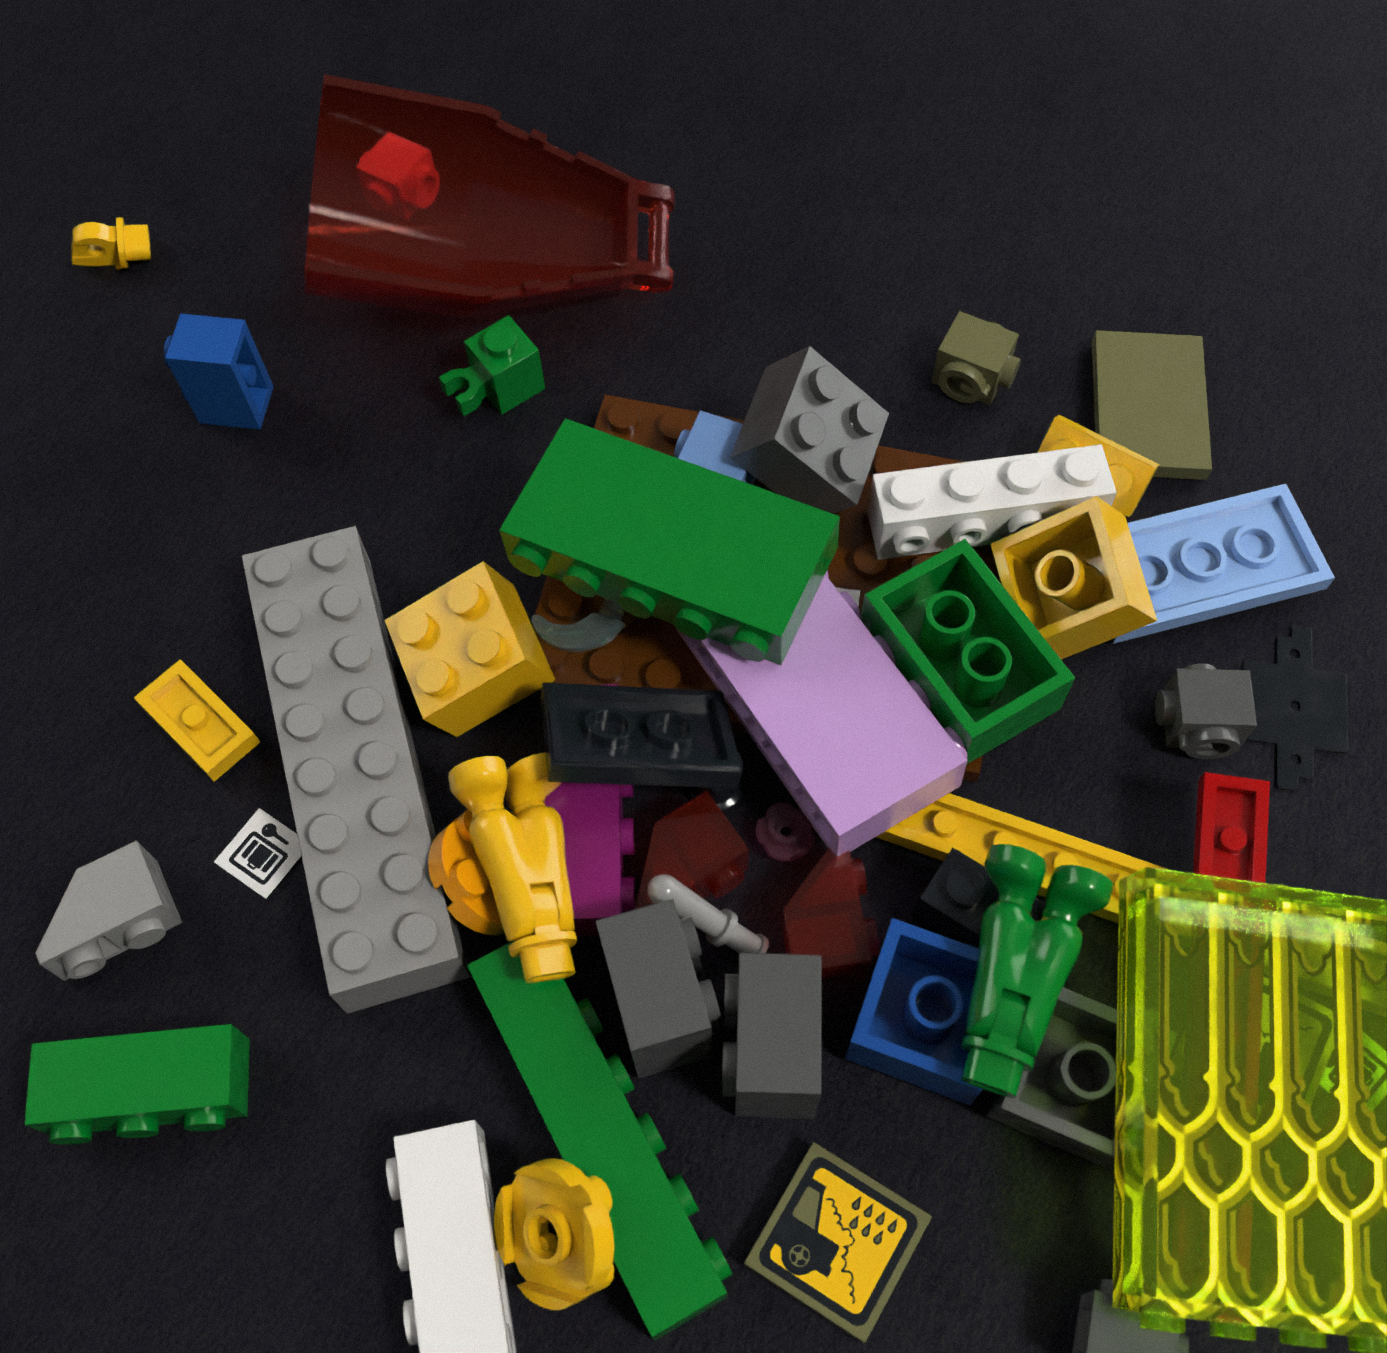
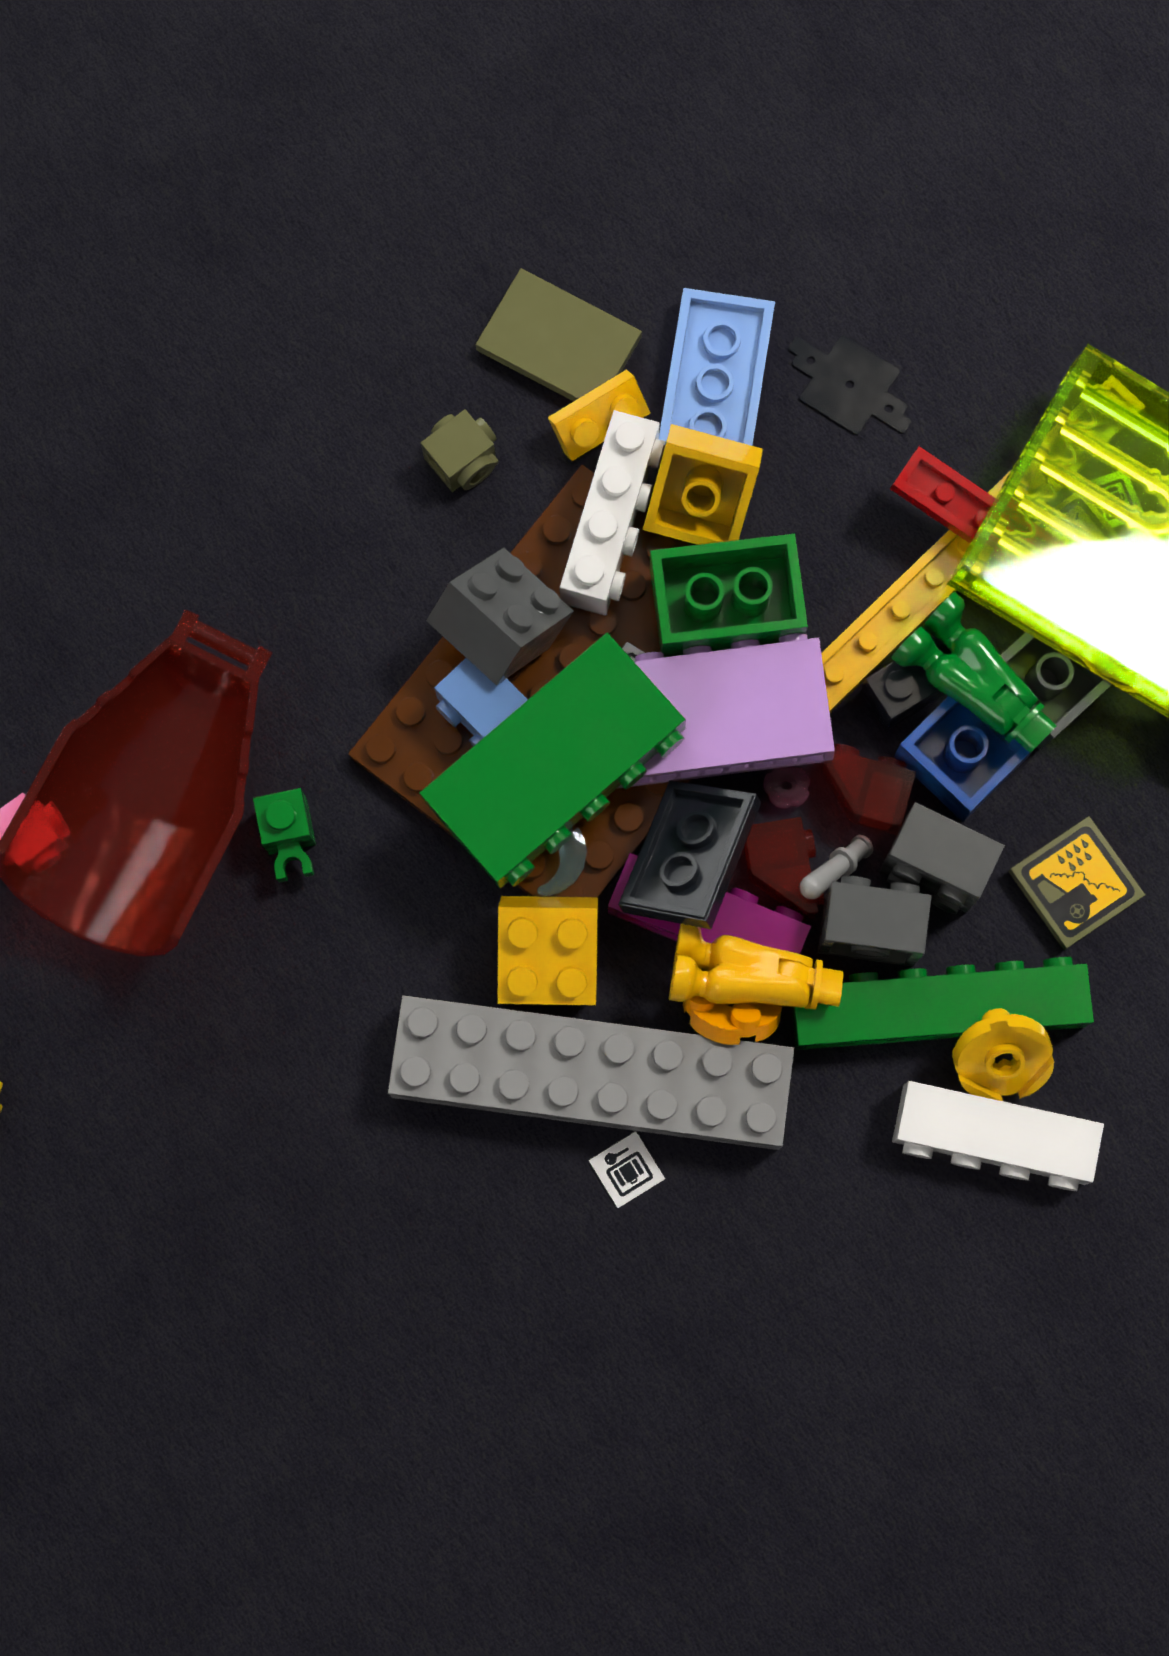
camera: 65 degrees left, 15 degrees up
(107, 910) = (632, 1291): light grey slope -> none
(138, 1083) = (776, 1306): green brick -> none
(197, 720) = (499, 1181): yellow plate -> none
(219, 370) = (187, 1057): blue brick -> none
(1206, 710) = (832, 450): dark grey brick -> none

